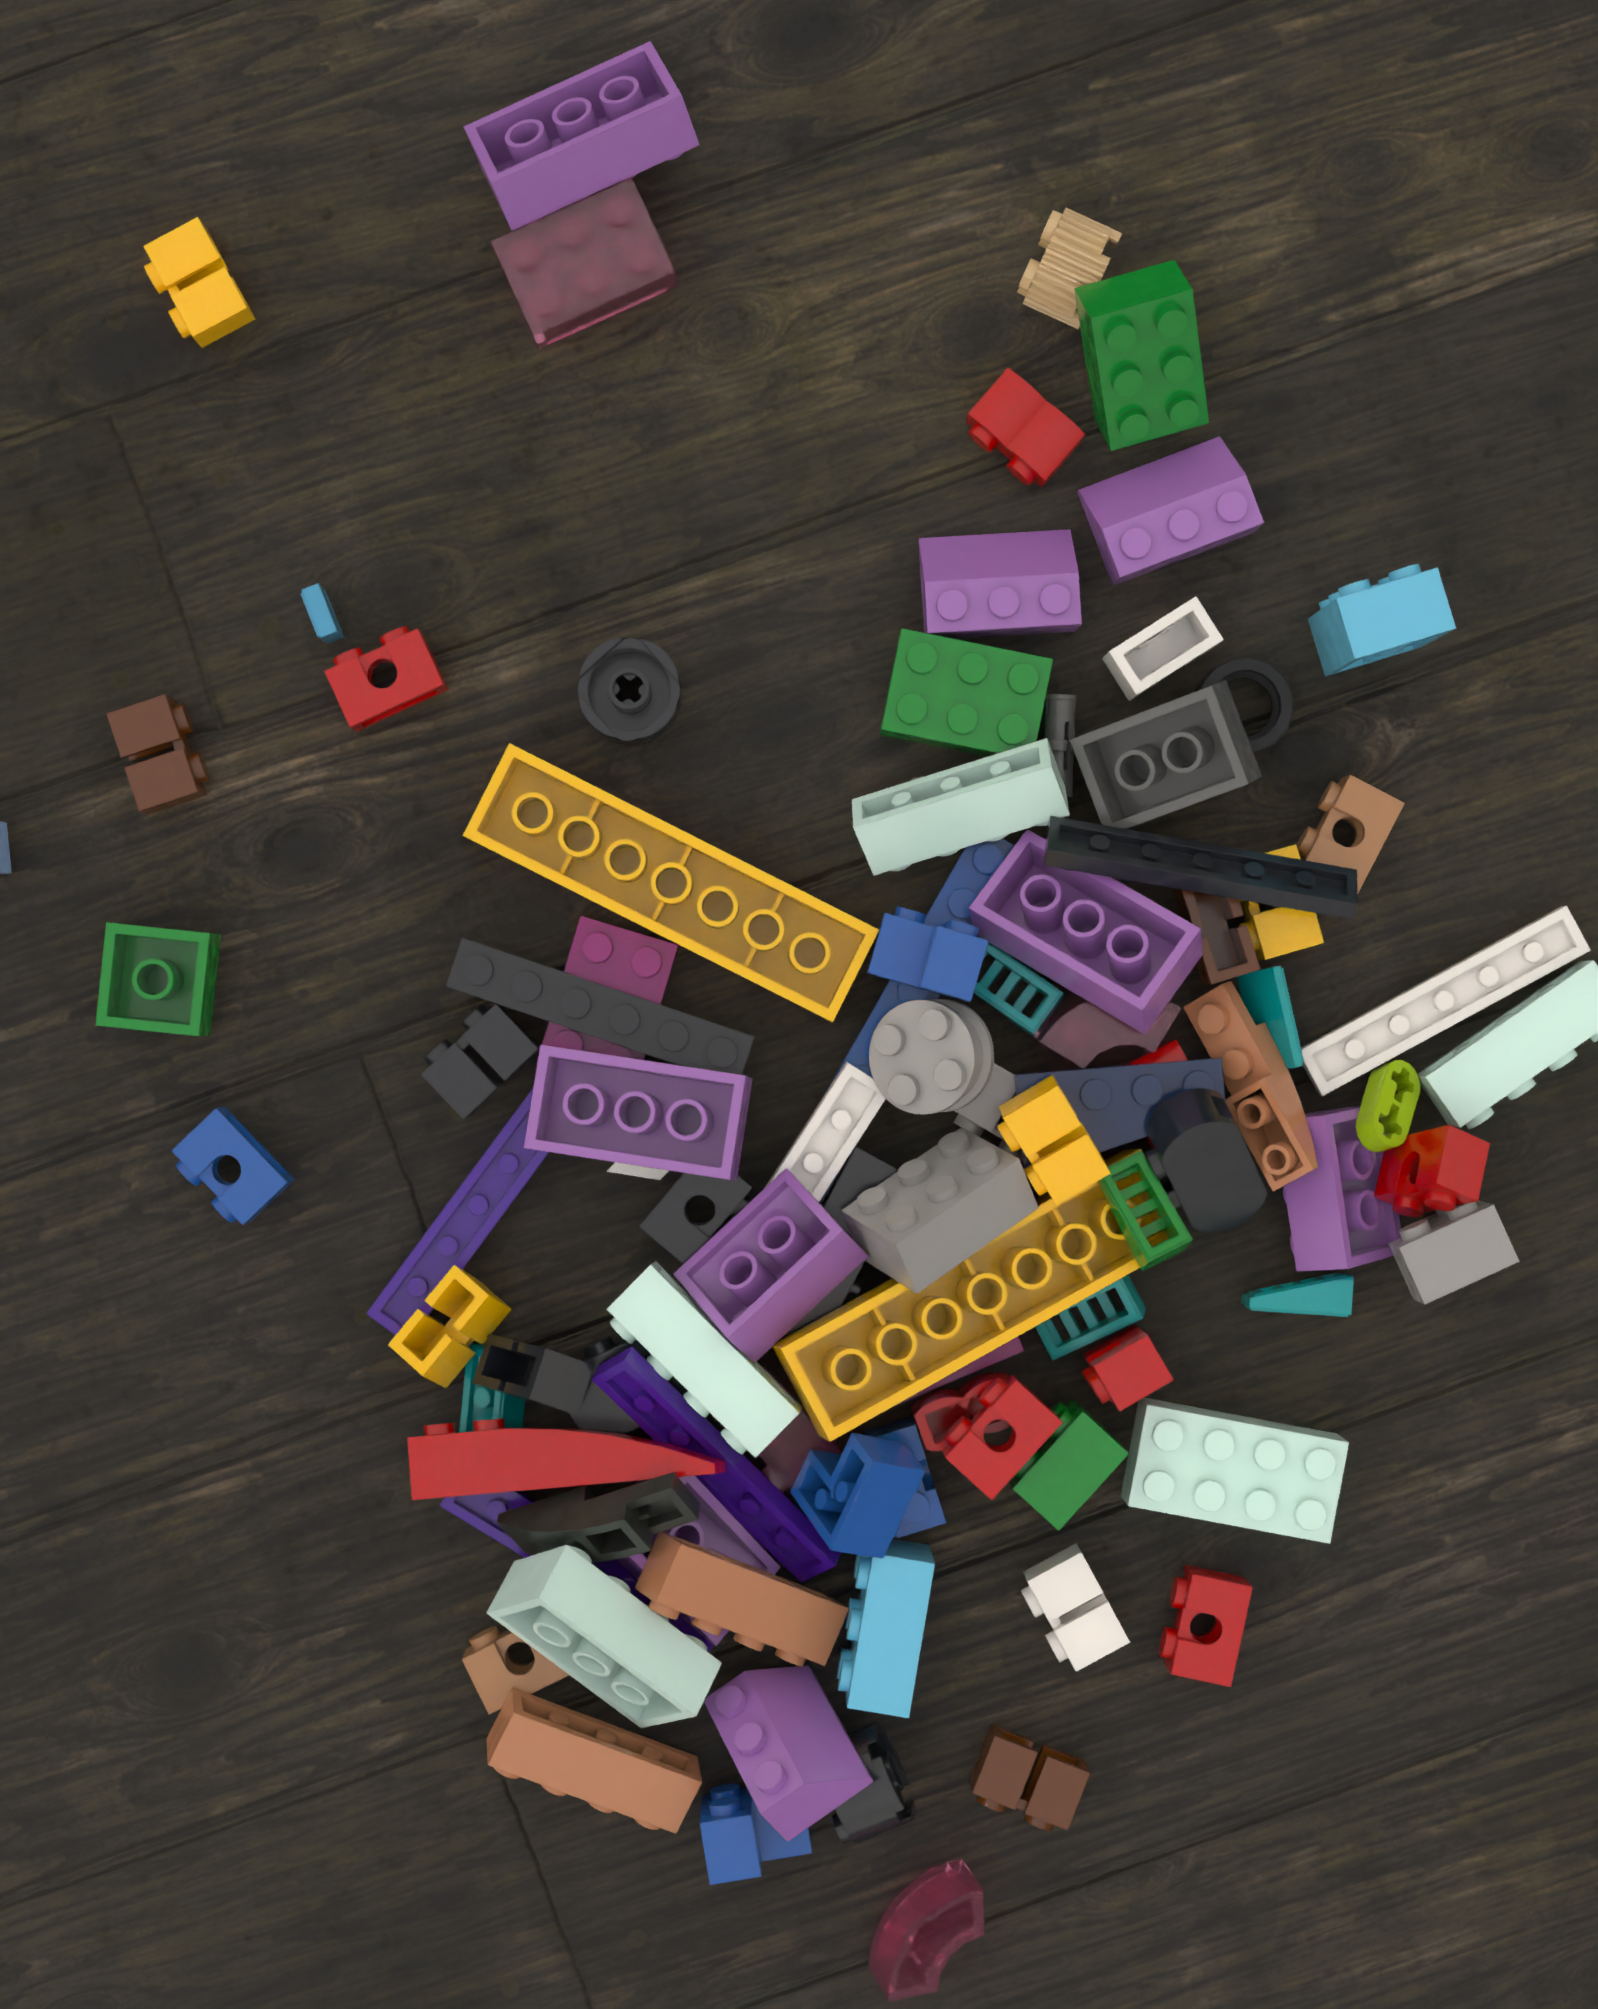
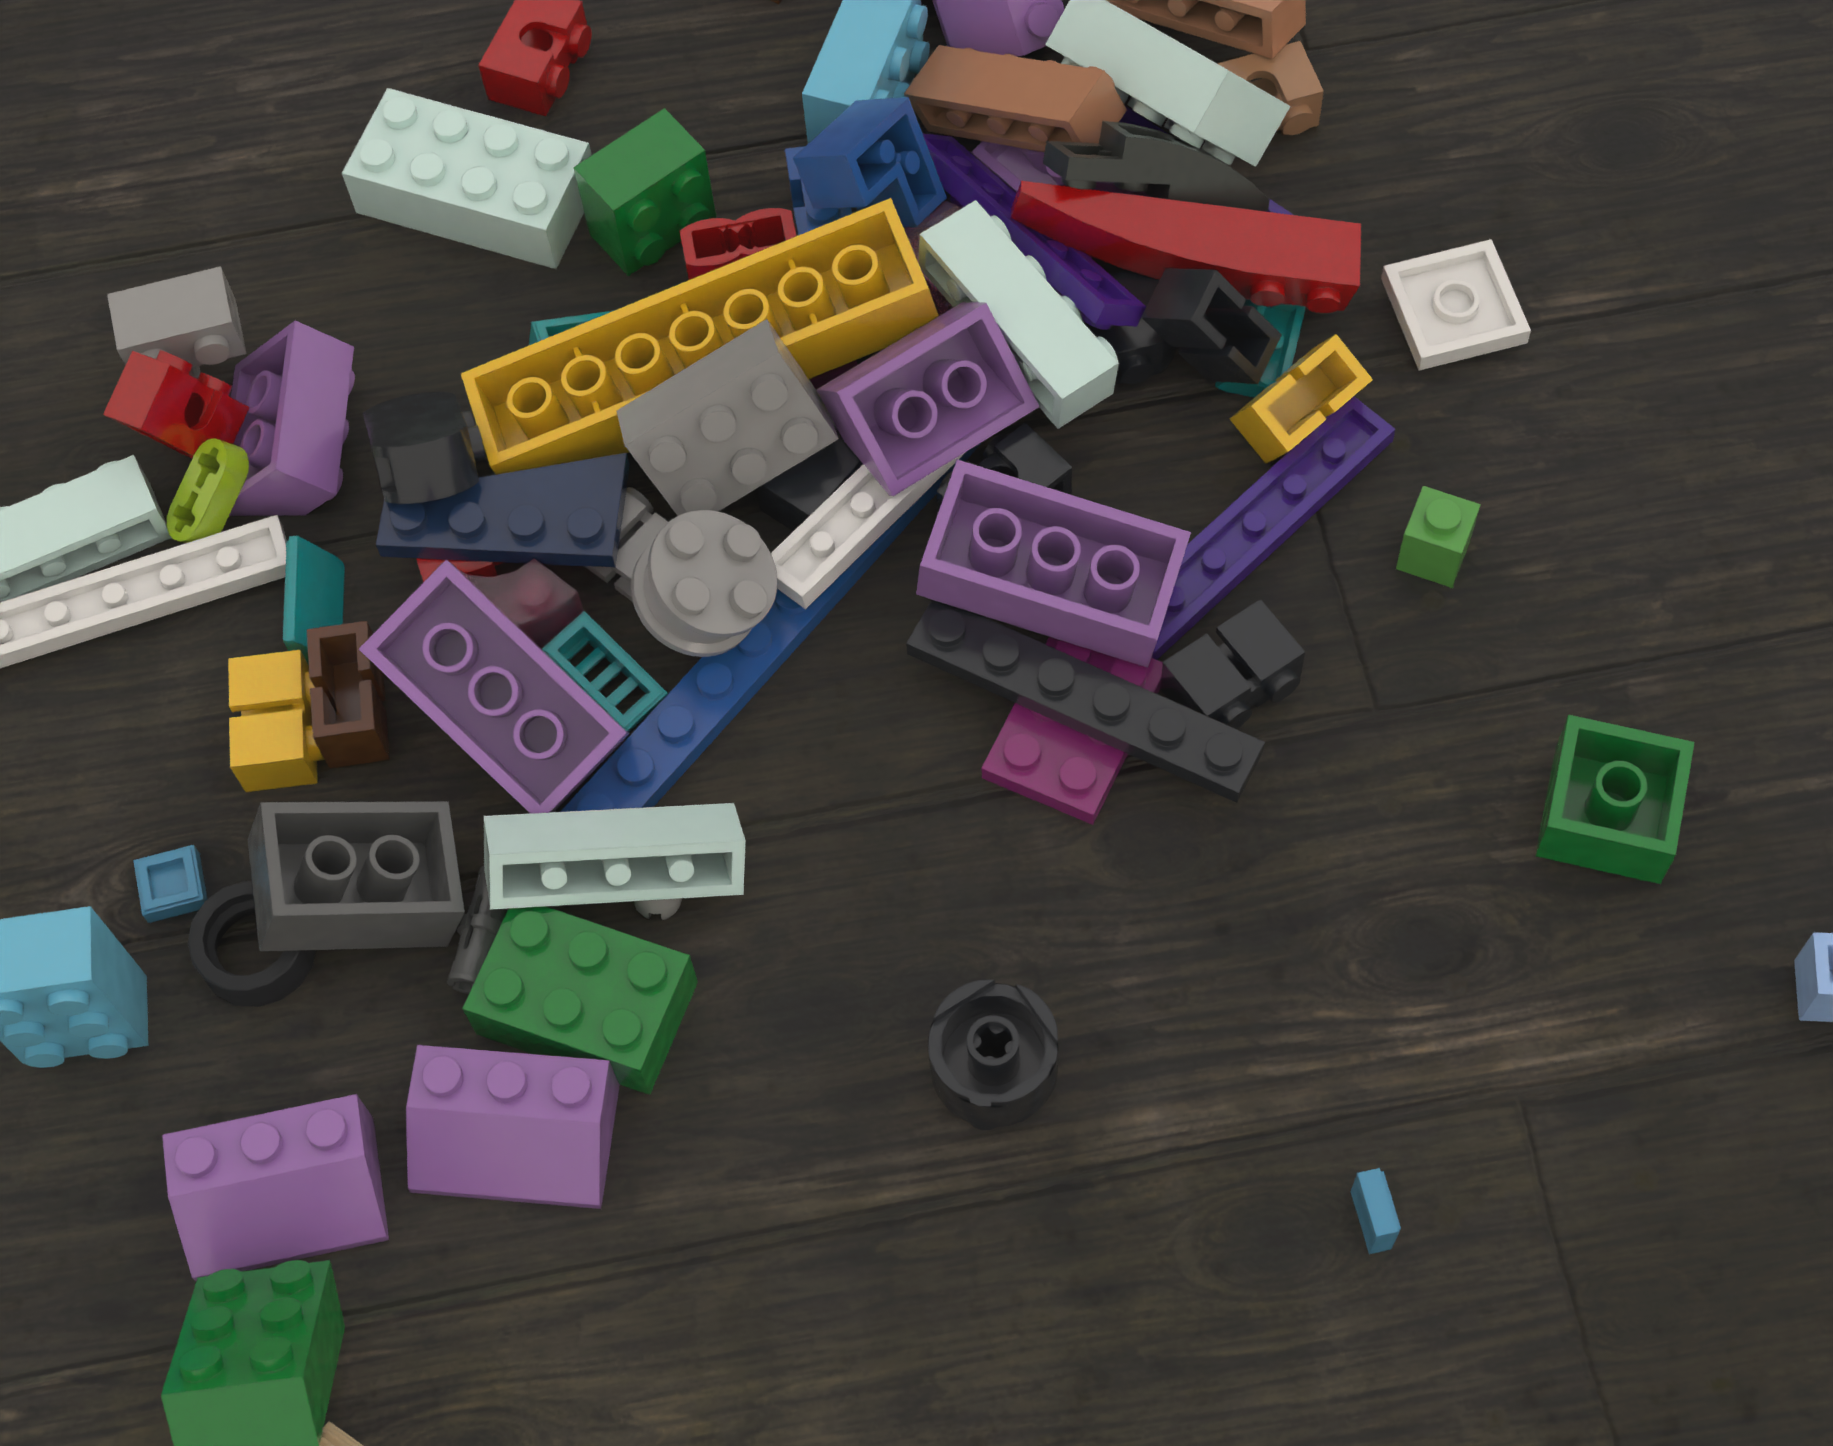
camera: 165 degrees left, 25 degrees down
(151, 729) = (1602, 1086): reddish brown piece -> none
(261, 1174) = (1540, 625): blue brick -> none
(320, 1210) = (1437, 536): none -> bright green brick
(325, 1456) = (1455, 304): none -> white plate
(415, 682) = (1323, 1091): red brick -> none
(670, 882) = (981, 827): yellow brick -> none
(927, 956) = (680, 692): blue brick -> none
(995, 1465) = (714, 177): red brick -> none
(1024, 429) = (434, 1315): red brick -> none
(1053, 1140) = (584, 466): yellow piece -> none
(1075, 1608) = (667, 73): white piece -> none
(1125, 1368) = (561, 265): red brick -> none
(1159, 1201) = (484, 356): green slope -> none
(1184, 637) = (301, 1034): white brick -> none
(1201, 867) = (345, 732): black plate -> none
(1259, 1085) = (341, 515): nougat slope -> none
(1314, 1296) = (362, 324): teal slope -> none
(1325, 753) = (170, 883): none -> dark azure tile
(1369, 813) = (171, 752): medium nougat brick -> none

